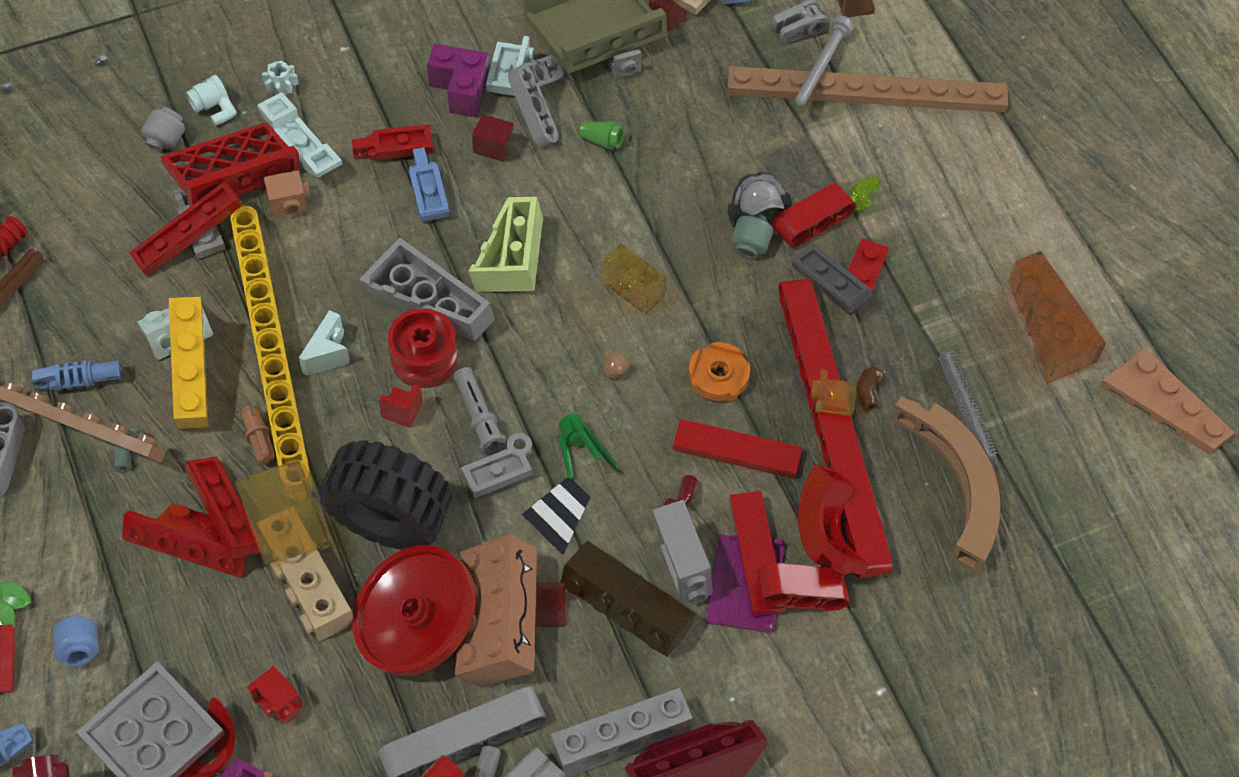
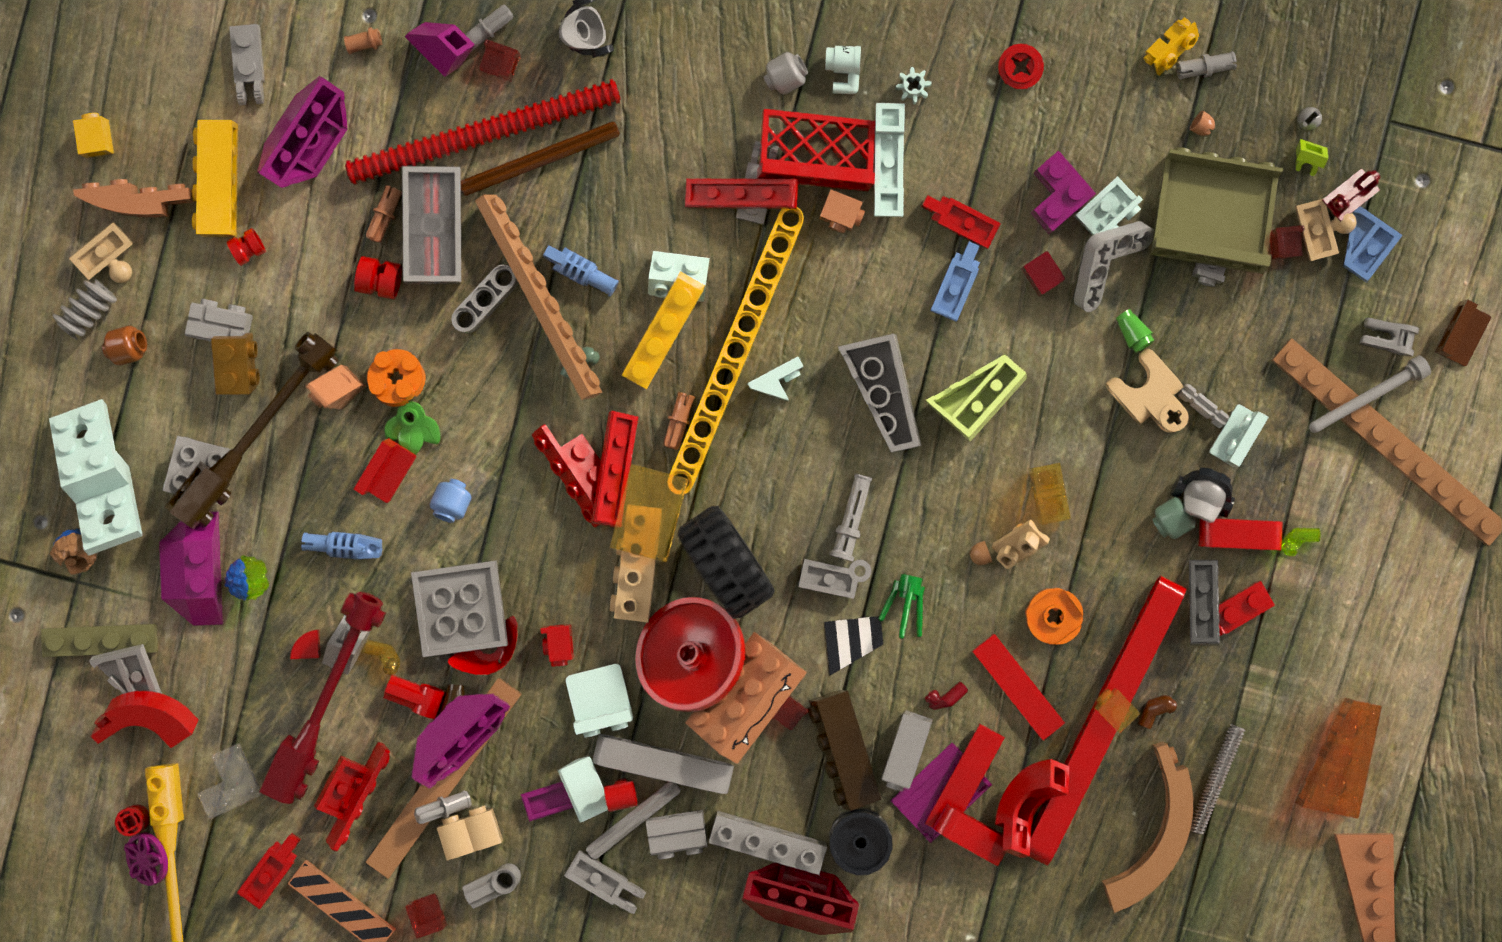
camera: 40 degrees right, 30 degrees up
(352, 15) = (1019, 53): none -> red gear
(355, 721) = (599, 700): none -> light aqua bracket
(401, 405) = (799, 470): red panel -> none
(422, 348) = (863, 432): red wheel -> none
(641, 330) = (1019, 544): none -> tan hips
(657, 166) = (1154, 397): none -> tan piece
(703, 151) = (1203, 406): none -> light grey axle
(707, 665) = (855, 857): none -> black wheel
(748, 147) = (1238, 435): none -> light aqua bracket

